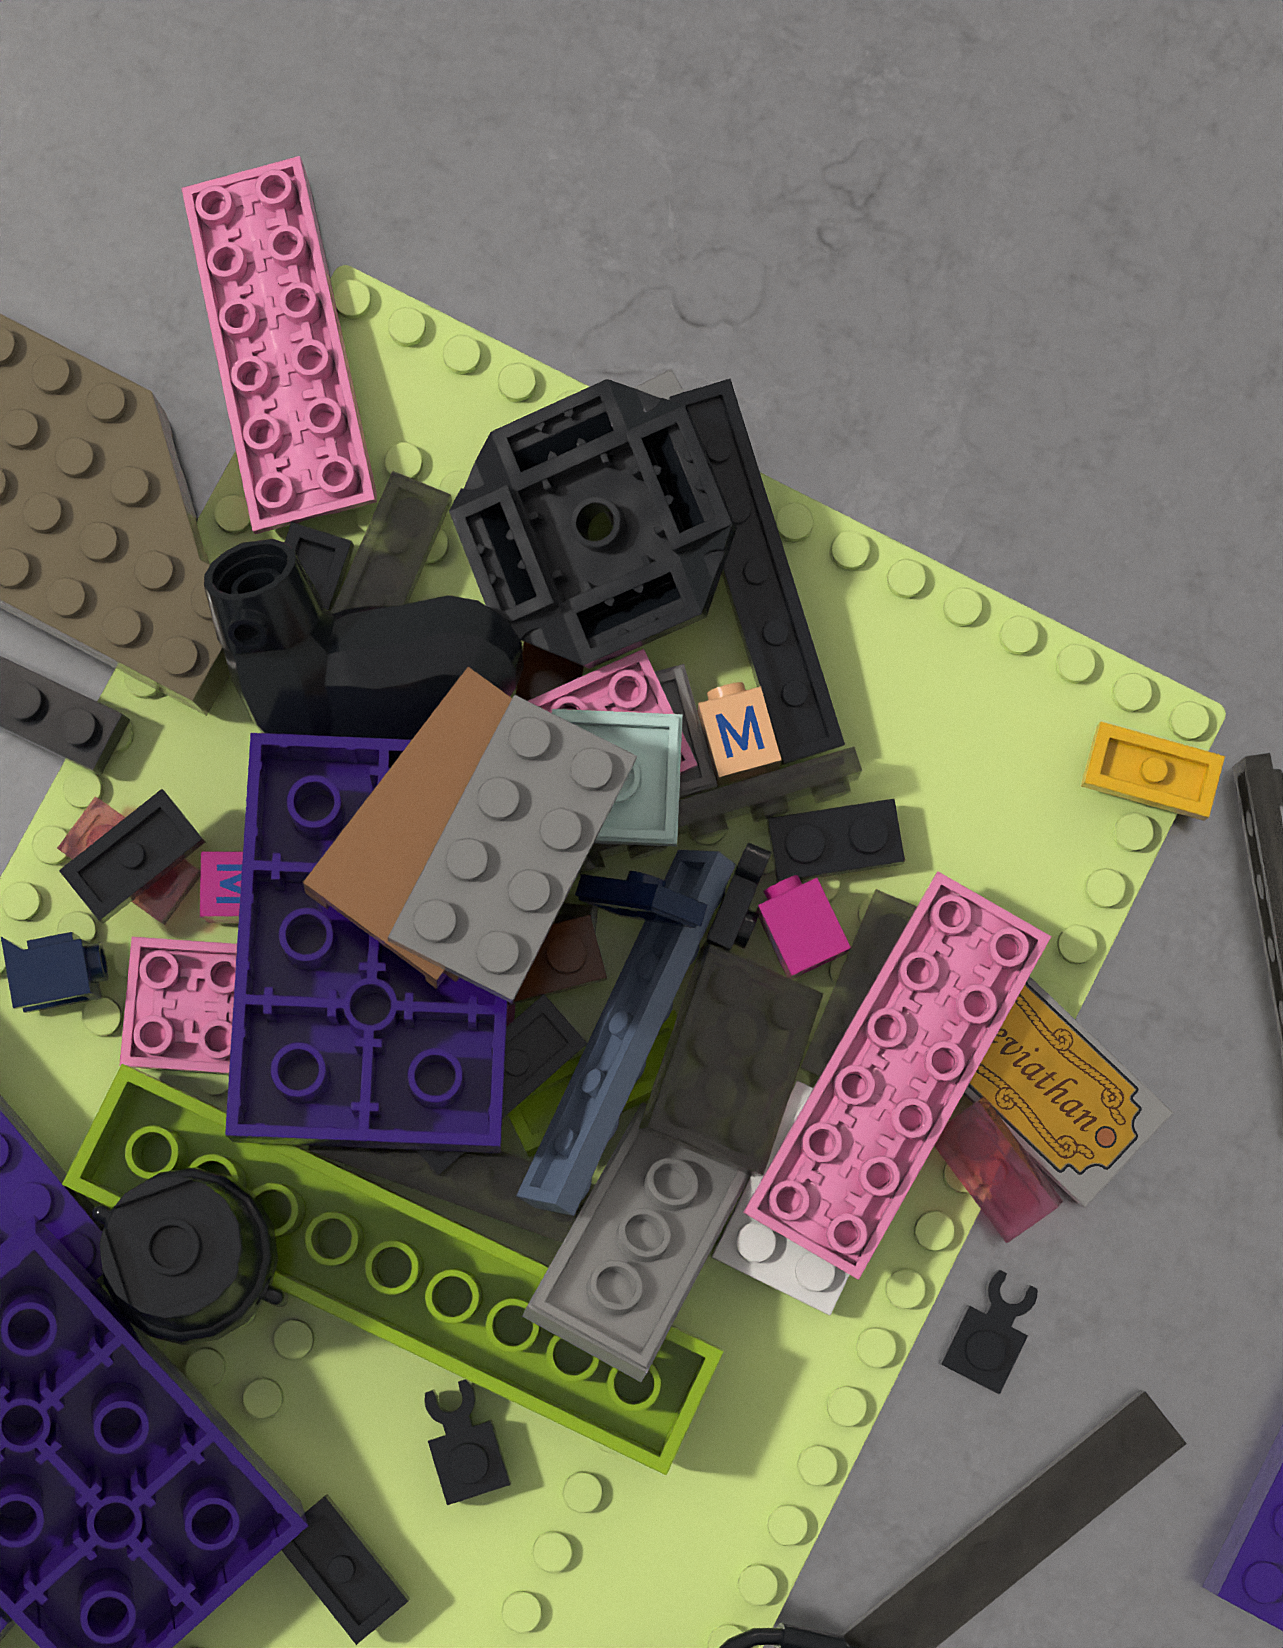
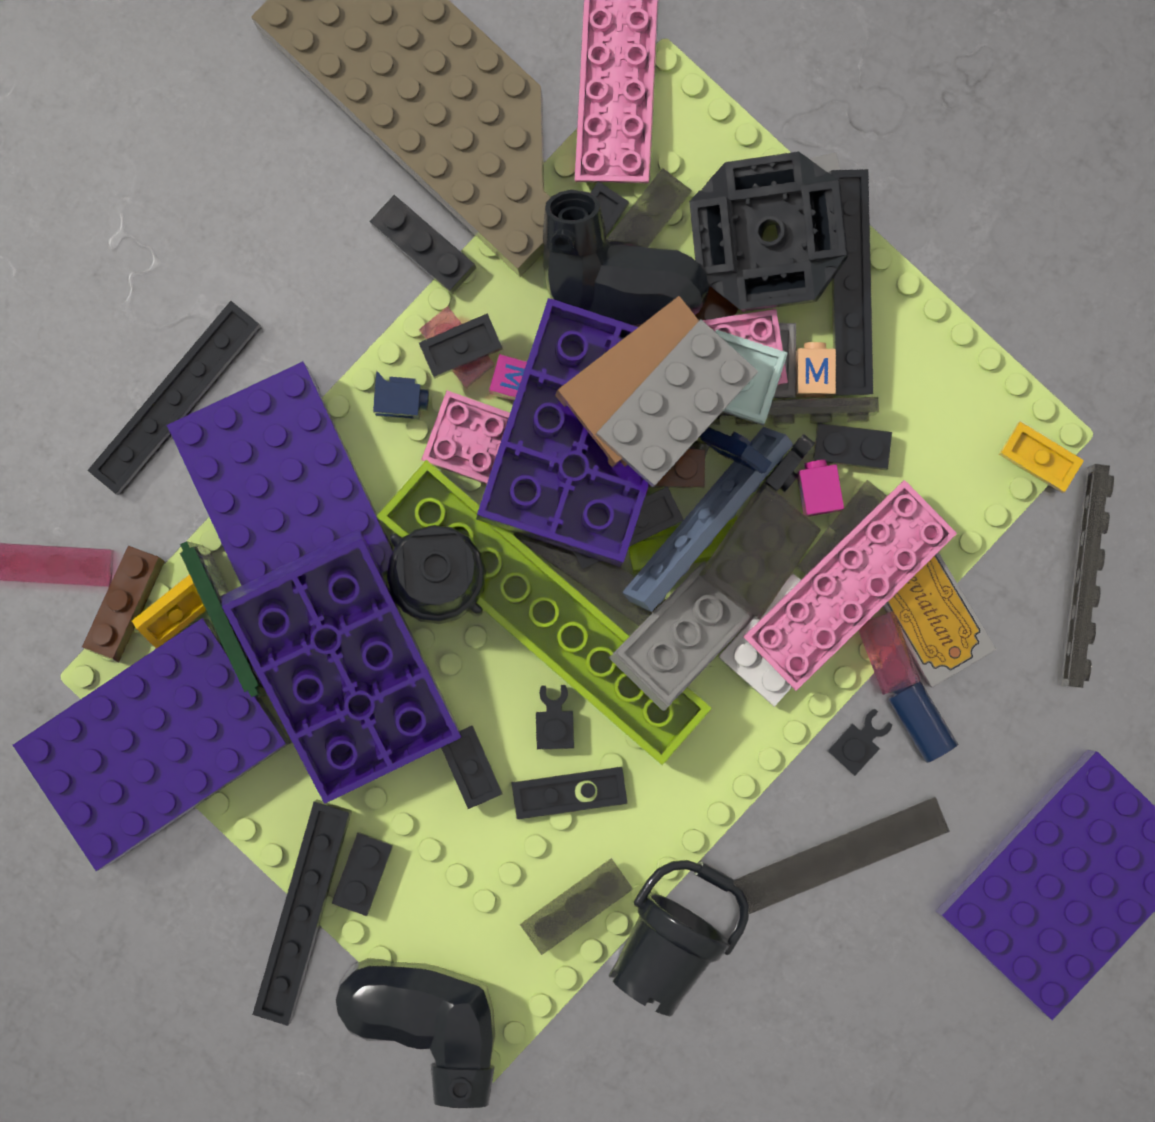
camera: 15 degrees right, 5 degrees up
(505, 1571) = (558, 795): none -> black plate
(1087, 1269) = (923, 721): none -> dark blue brick

